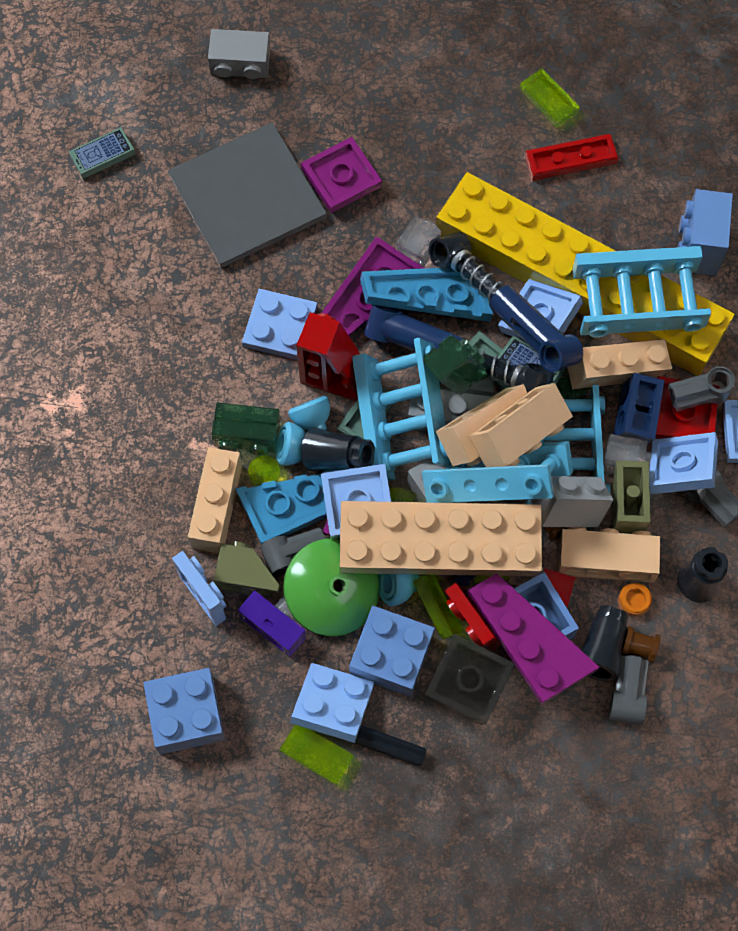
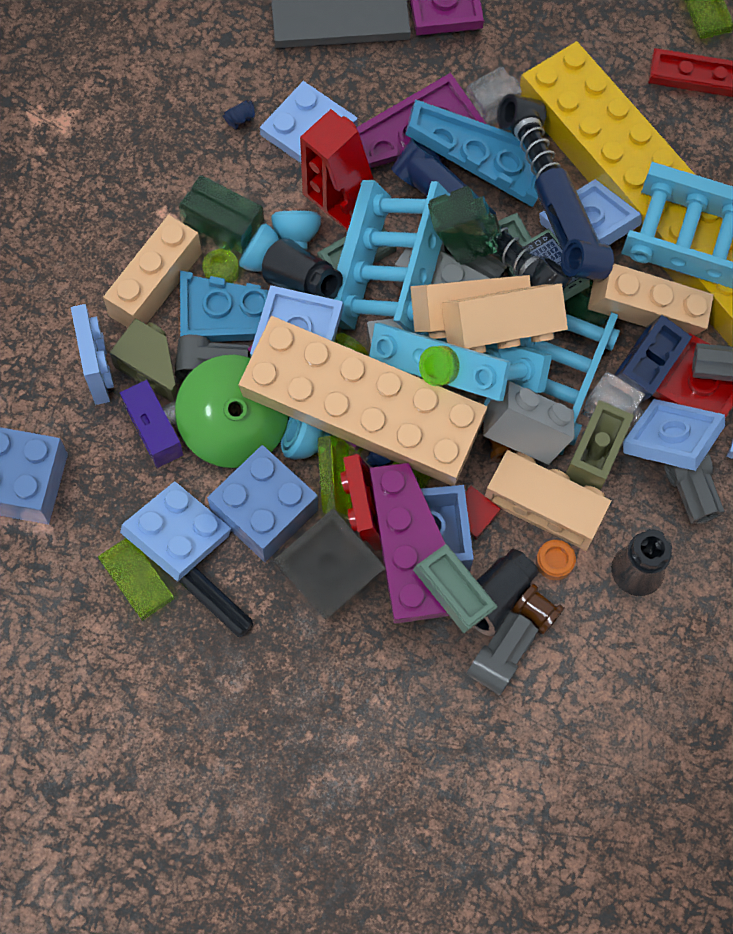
camera: 20 degrees right, 0 degrees up
(219, 336) = (239, 114): none -> dark blue piece
(491, 488) = (439, 365): none -> clear neon green tile
(579, 658) = (455, 588): none -> sand green tile

